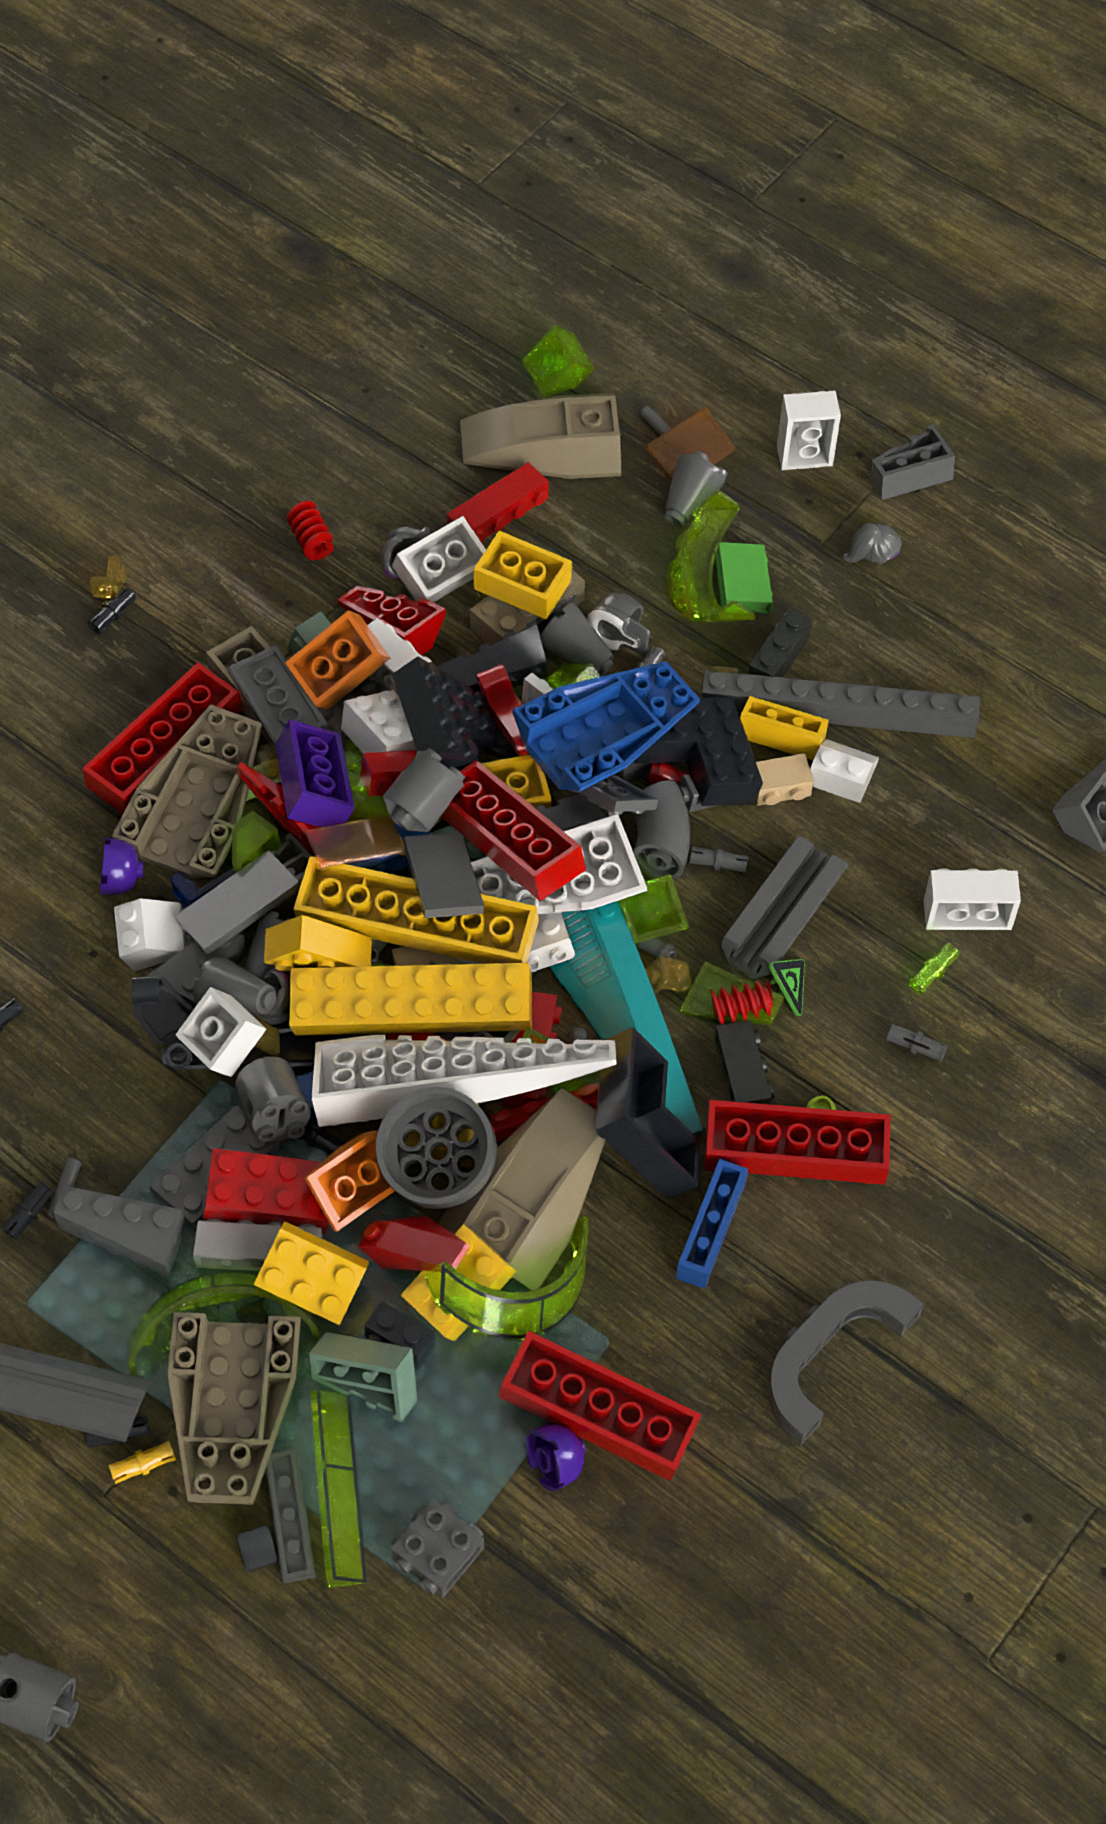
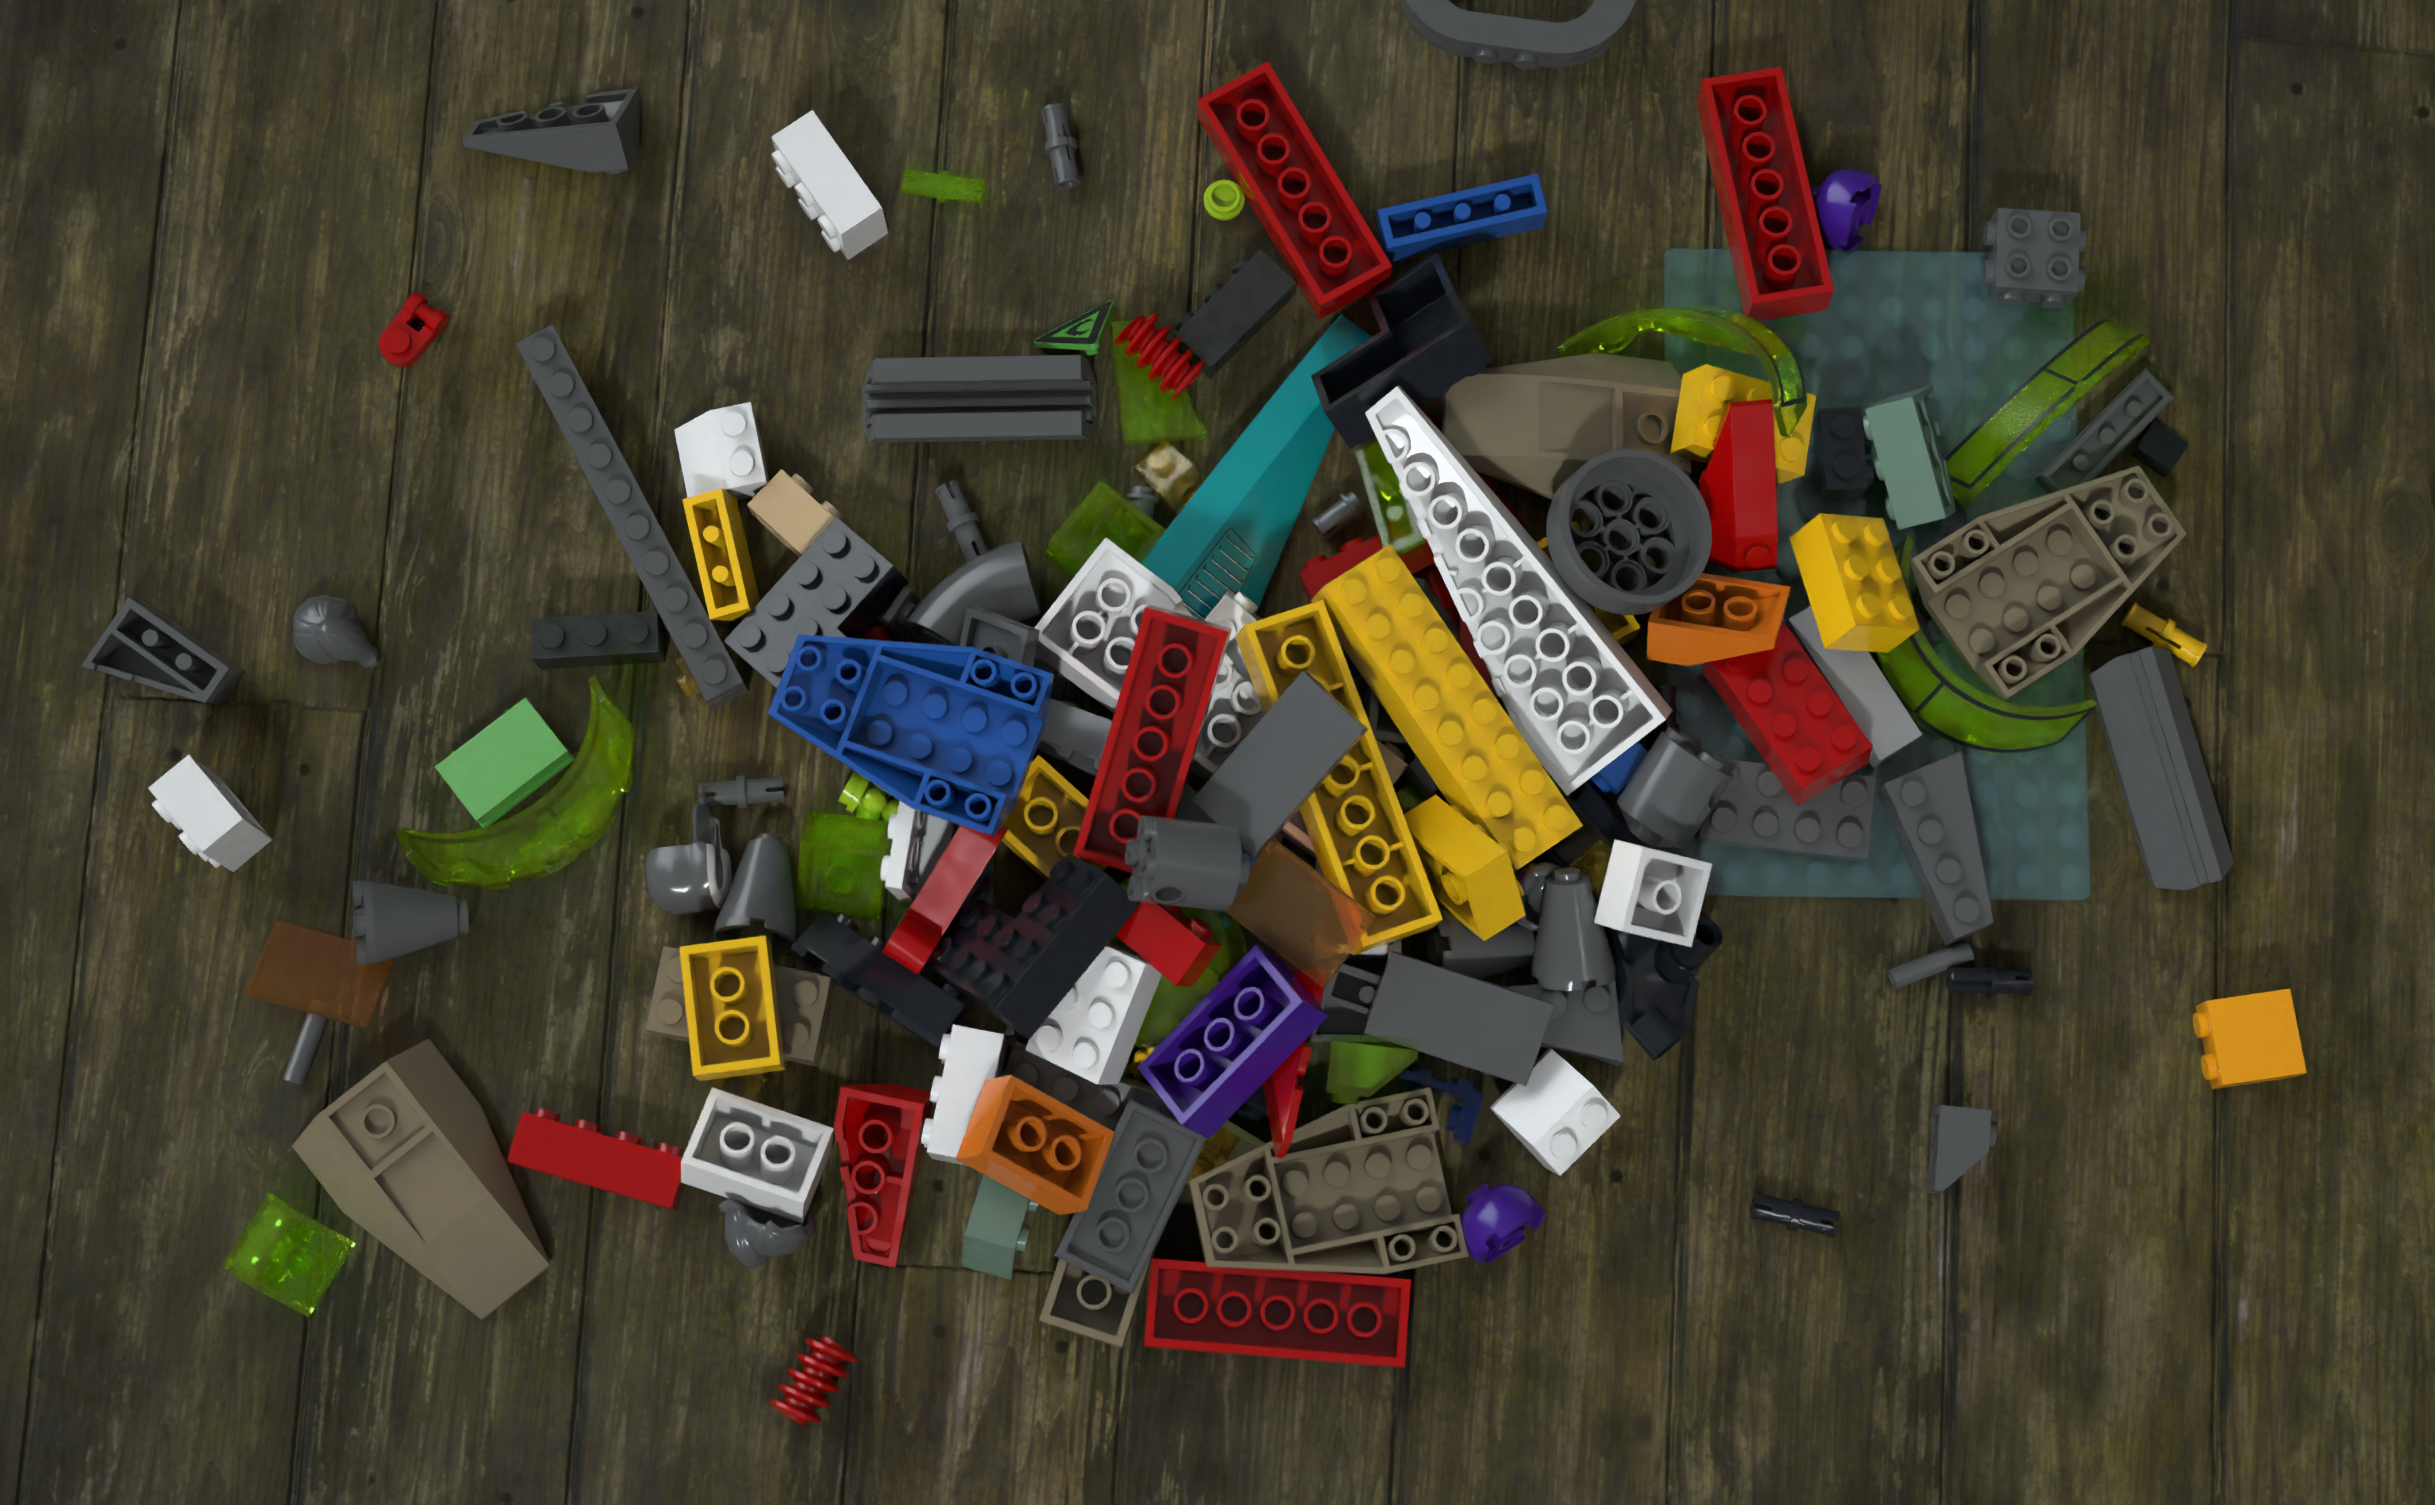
camera: 125 degrees left, 20 degrees up
(1024, 662) = (403, 344): none -> red plate

